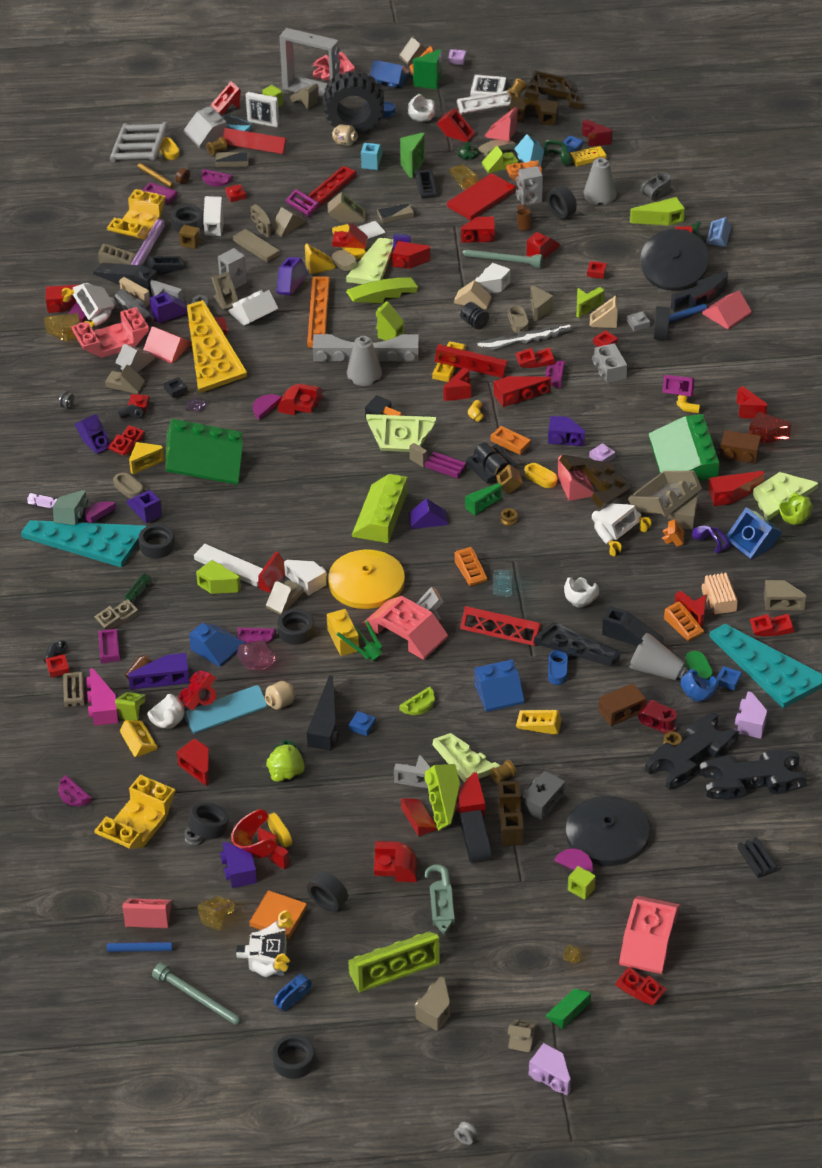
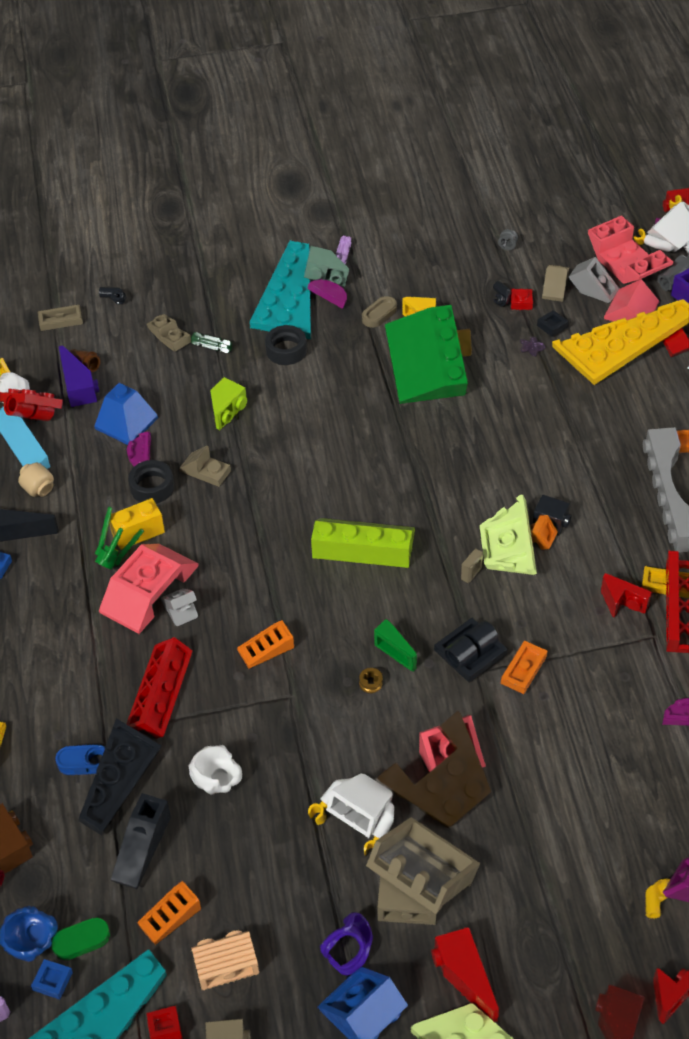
camera: 85 degrees right, 5 degrees up
(57, 665) = (89, 298): red plate -> none
(60, 326) = (637, 215): clear yellow slope -> none
(93, 433) = (454, 267): dark purple slope -> none
(102, 699) = (36, 337): dark pink slope -> none
(109, 646) = (124, 334): magenta tile -> none
(126, 442) = (448, 295): red slope -> none
(129, 705) = (23, 354): lime slope -> none
(146, 506) = (337, 324): dark purple slope -> none
(245, 570) = (255, 414): white tile -> none
(255, 655) = (95, 447): clear pink hair -> none
(265, 404) = (542, 406): magenta tile -> none
(272, 572) = (240, 449): red slope -> none
(300, 398) = (558, 436): red brick -> none
(306, 574) = (233, 480): white slope -> none
(364, 363) = (635, 486): light grey cone -> none
(366, 579) = (240, 541): yellow dish -> none
(419, 703) = (27, 618): lime tile -> none
(427, 515) = (359, 592): dark purple slope -> none
(445, 465) = (469, 586): magenta tile -> none
(474, 411) = (580, 620): yellow arm -> none
(498, 685) = (43, 693): blue slope -> none
(502, 582) = (237, 676): clear light blue slope -> none
(509, 479) = (436, 670): pearl gold plate -> none
(520, 388) = (631, 662): red slope -> none
(540, 475) = (467, 703): yellow tile -> none
(565, 432) = (553, 728): dark purple slope -> none
(602, 453) = (520, 785): lavender plate -> none
(656, 659) = (79, 874): light grey cone -> none
(673, 533) = (352, 890): orange tile -> none
(685, 447) = (543, 898): slope -> none
(695, 608) = (186, 926): red slope -> none
(740, 446) = (566, 977): reddish brown brick -> none

